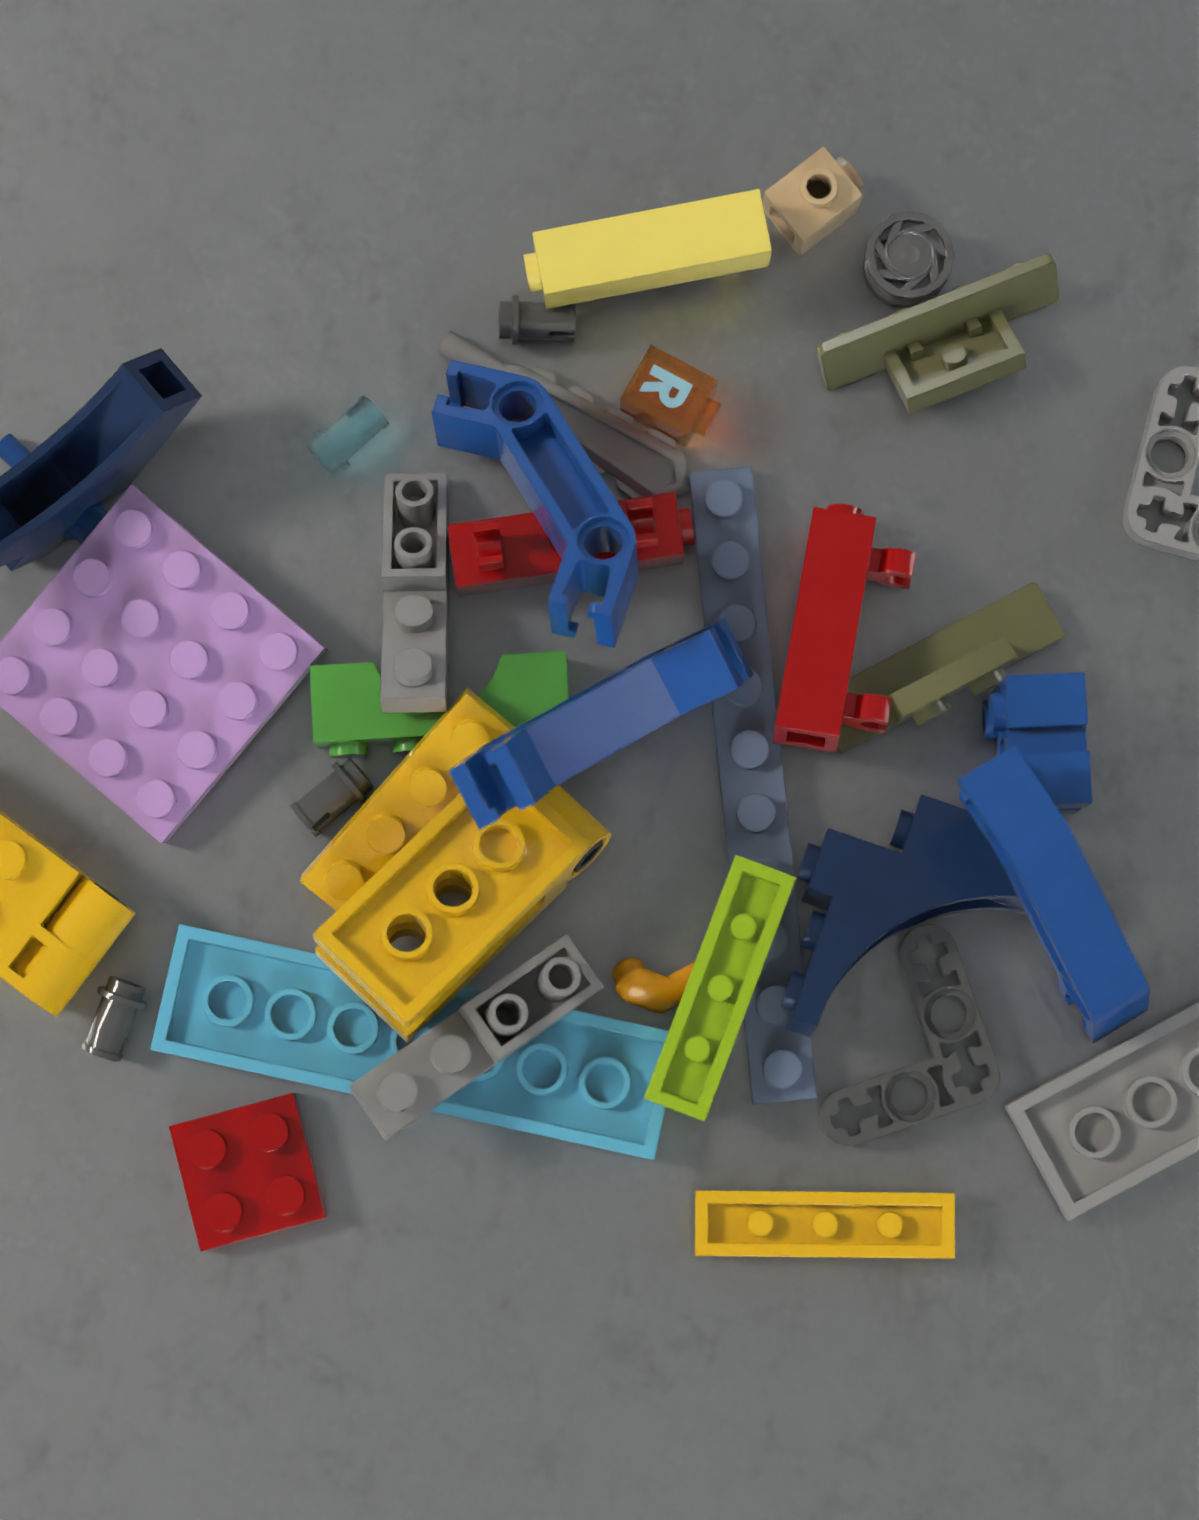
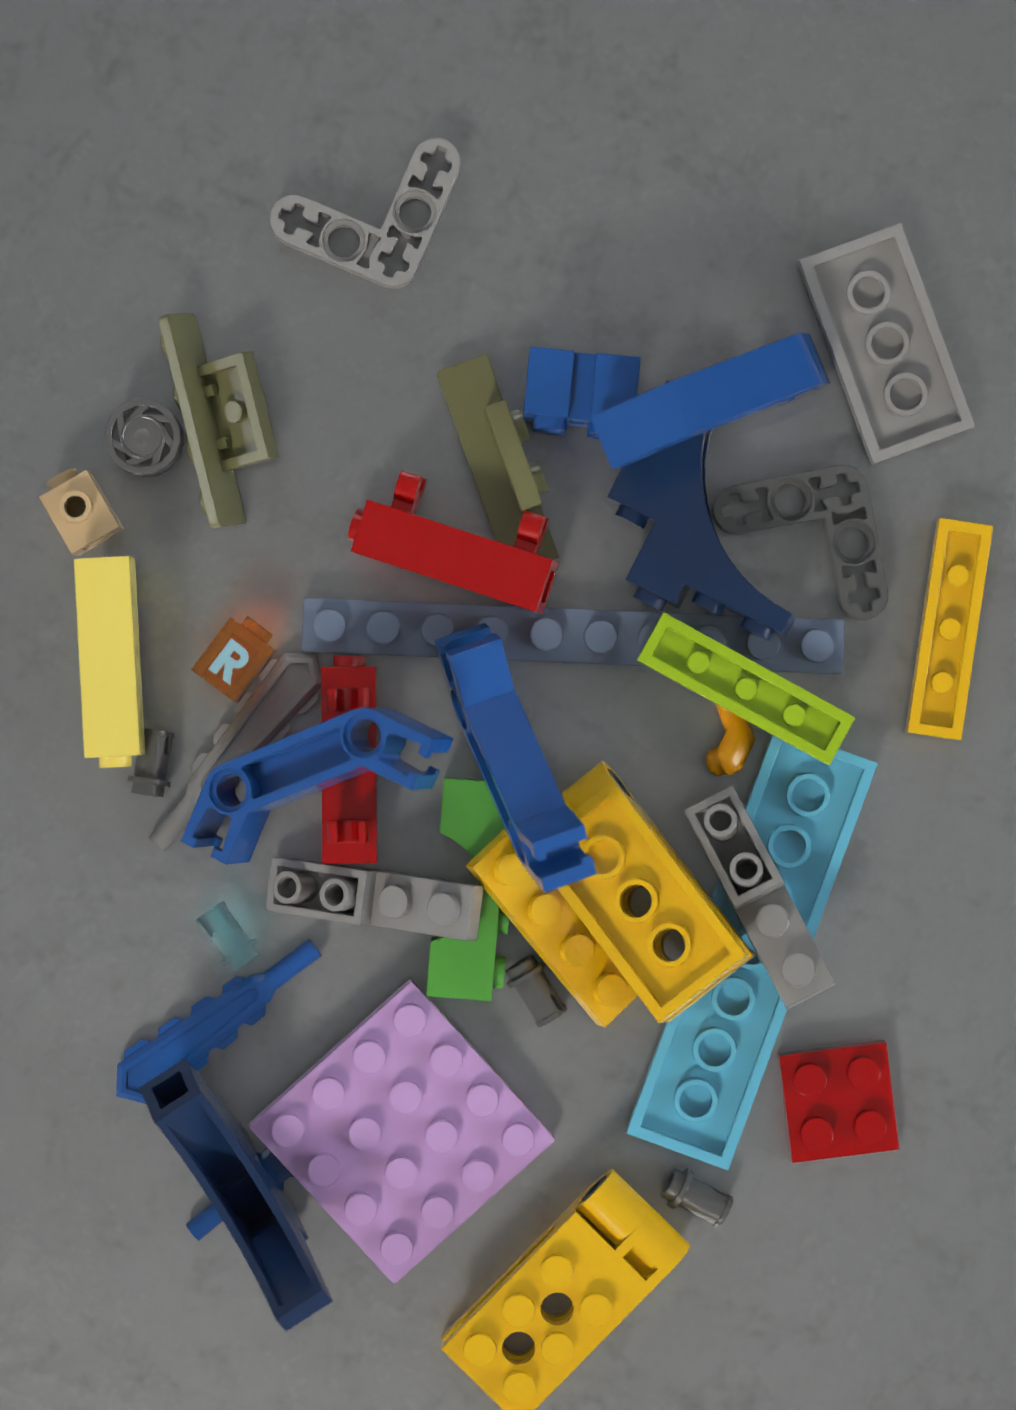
camera: 90 degrees left, 5 degrees up
(248, 431) = (210, 1025): none -> blue sword

